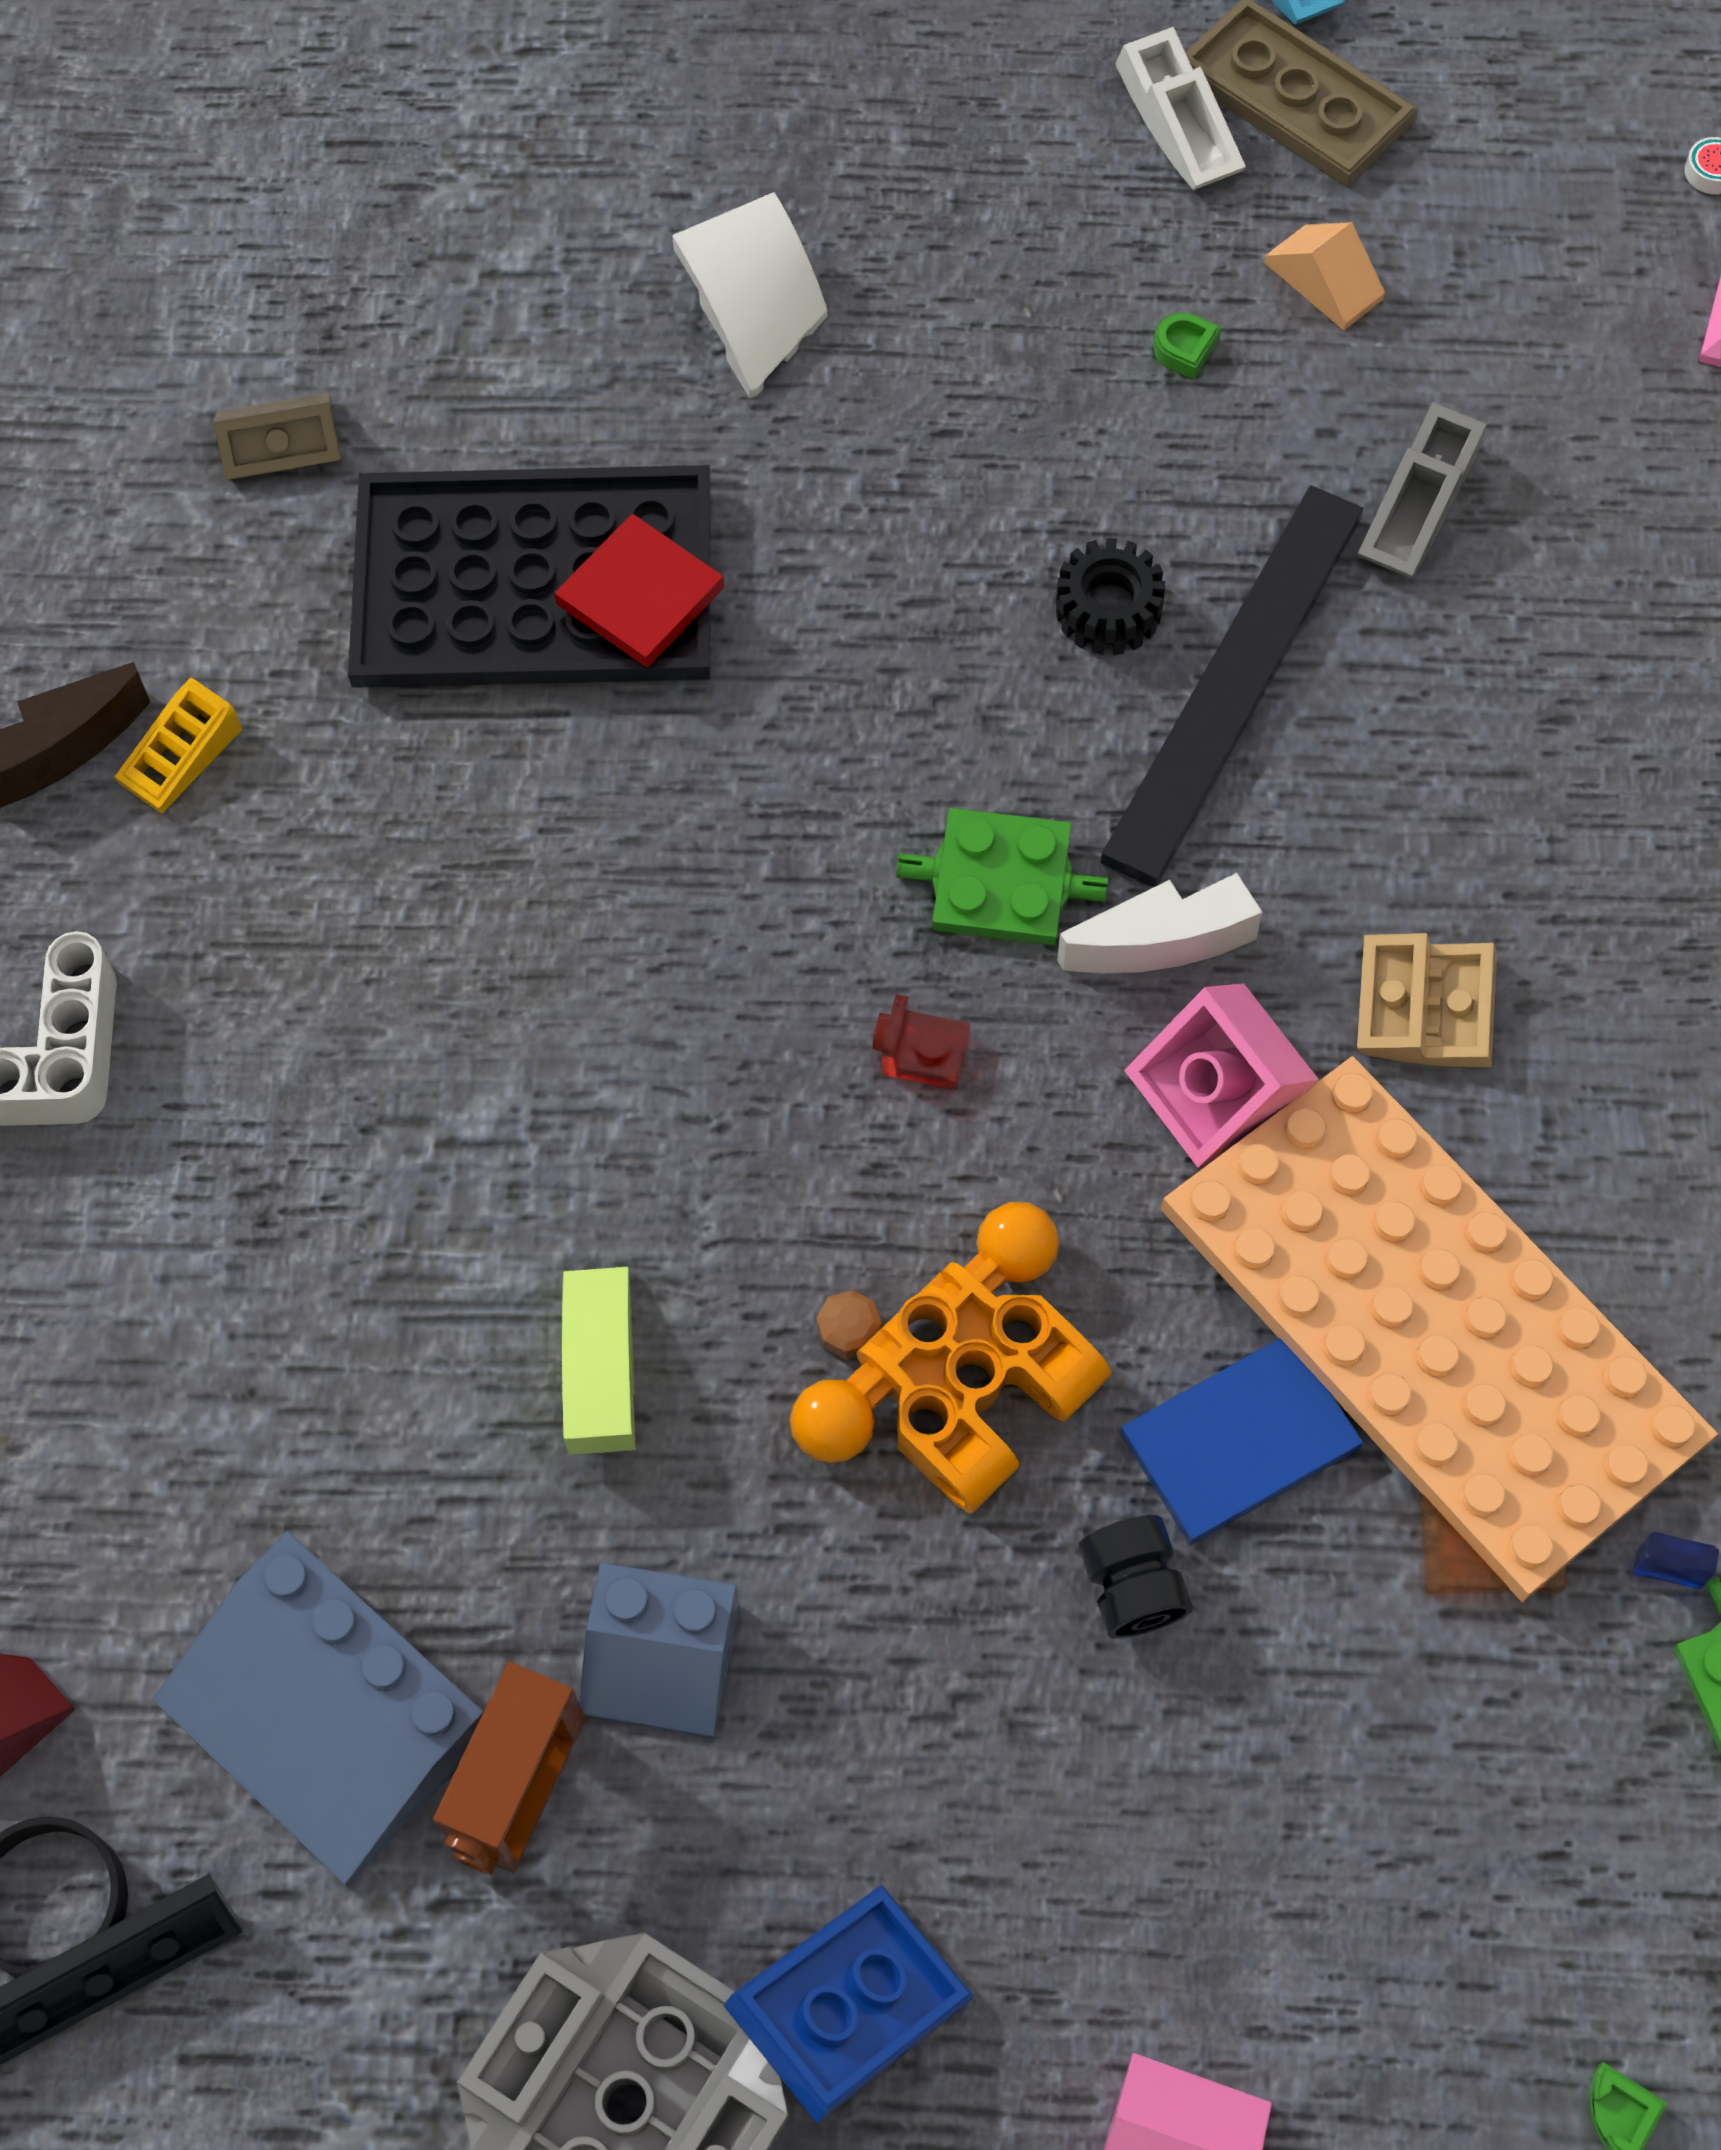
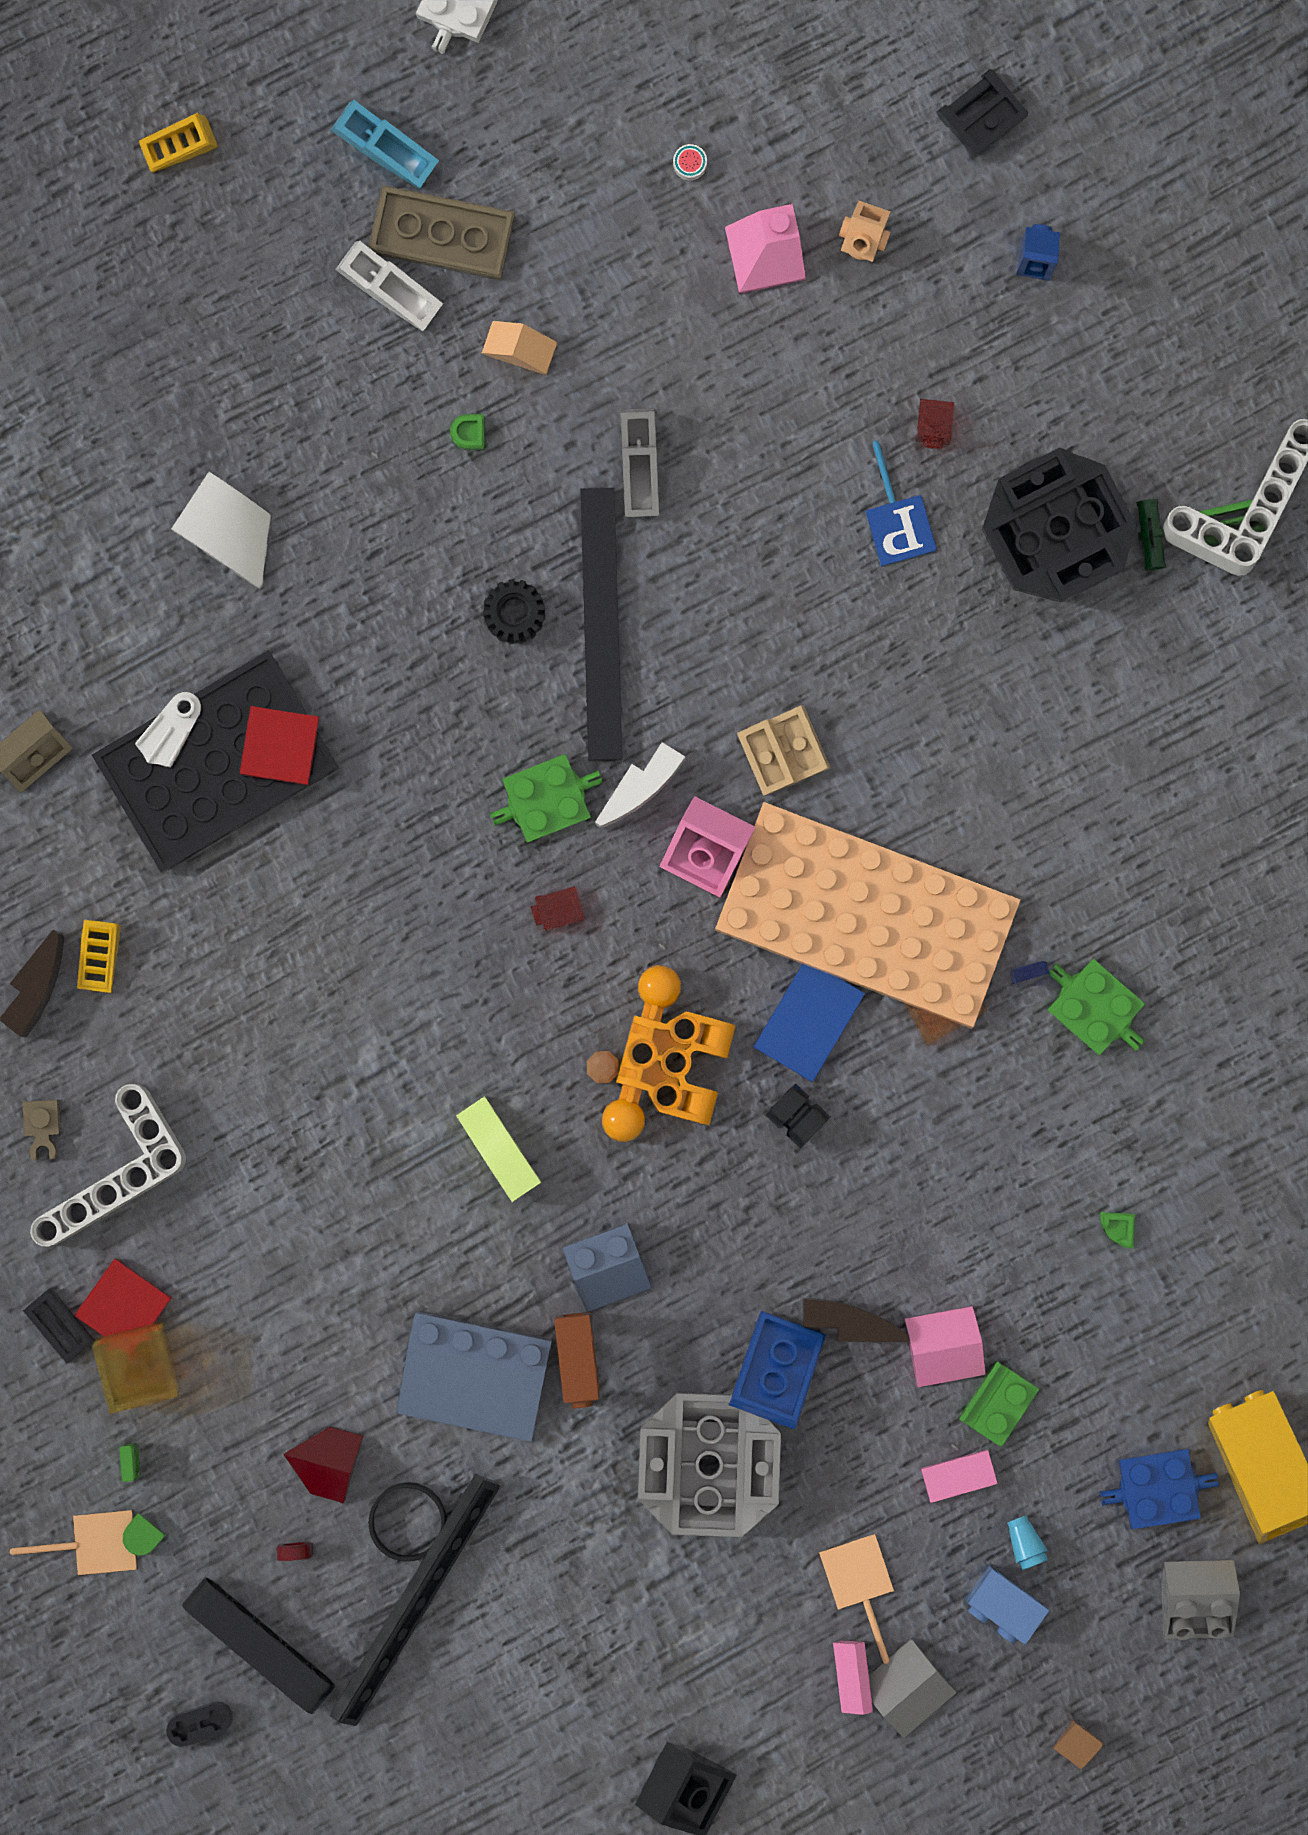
camera: 30 degrees left, 20 degrees up
(492, 496) = (169, 731): none -> white piece
(1033, 1998) = (851, 1322): none -> dark brown slope

